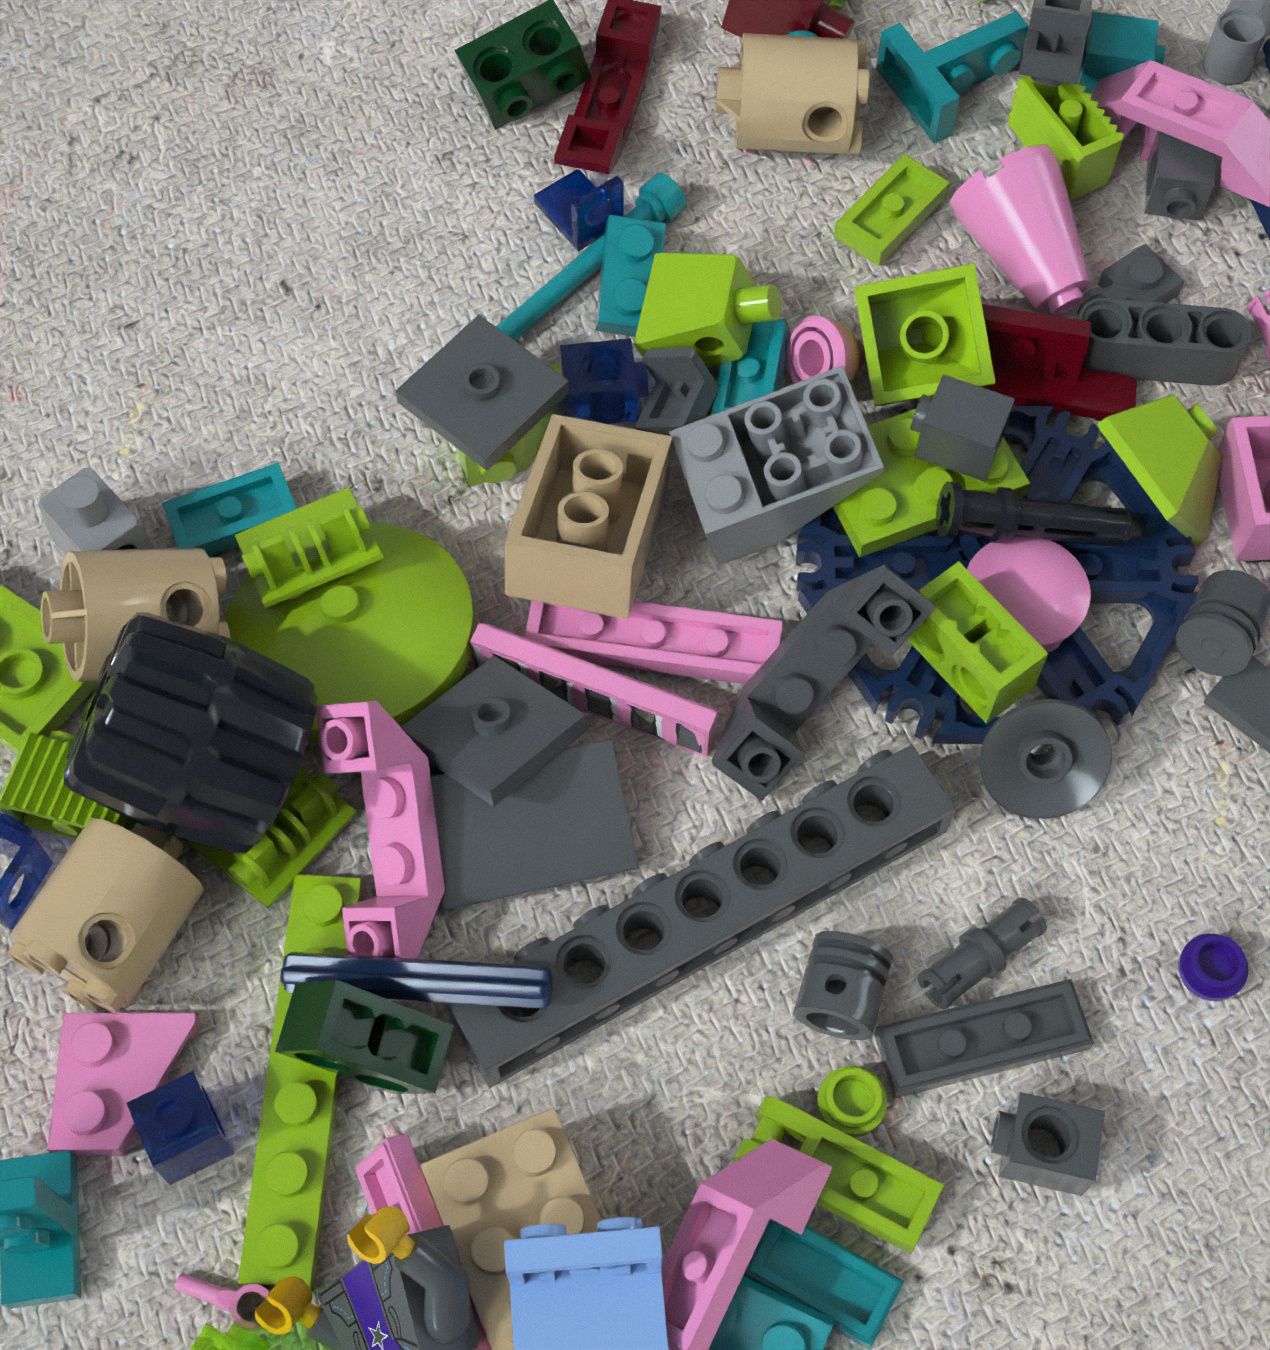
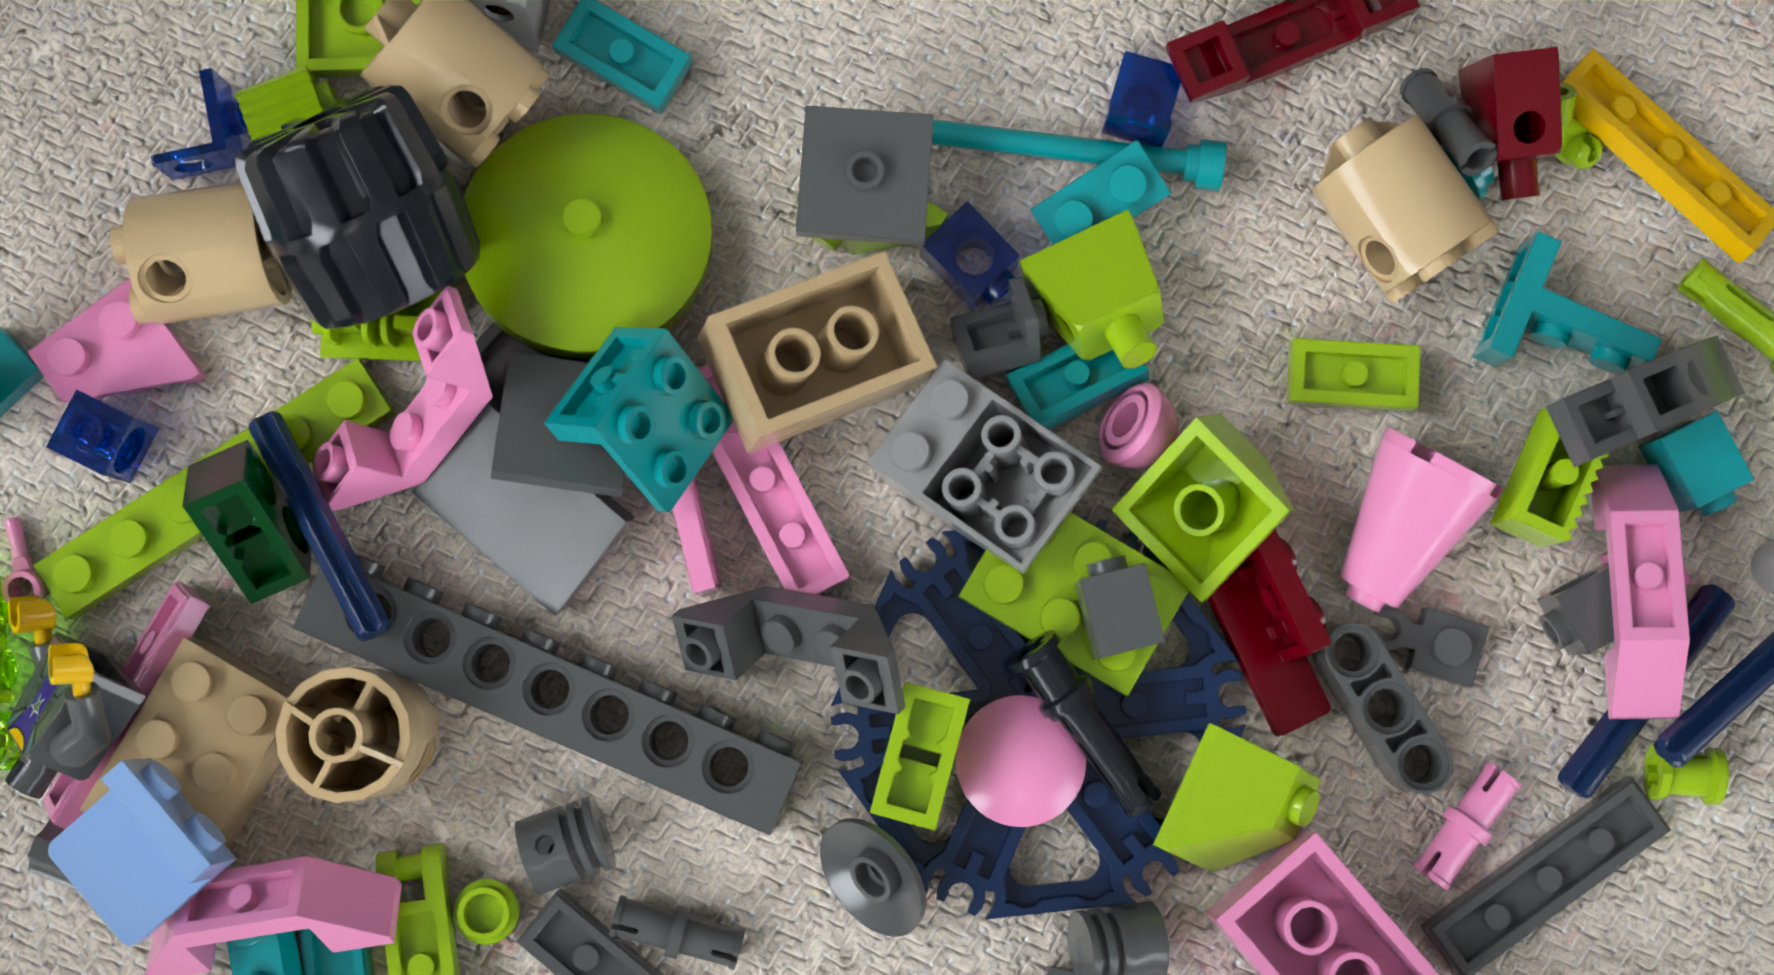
camera: 55 degrees right, 20 degrees up
(308, 547) = (618, 147): lime hinge -> none
(519, 638) = (646, 410): none -> teal bracket
(623, 1069) = (356, 734): none -> tan cylinder
(725, 44) = (1448, 121): none -> dark grey pin

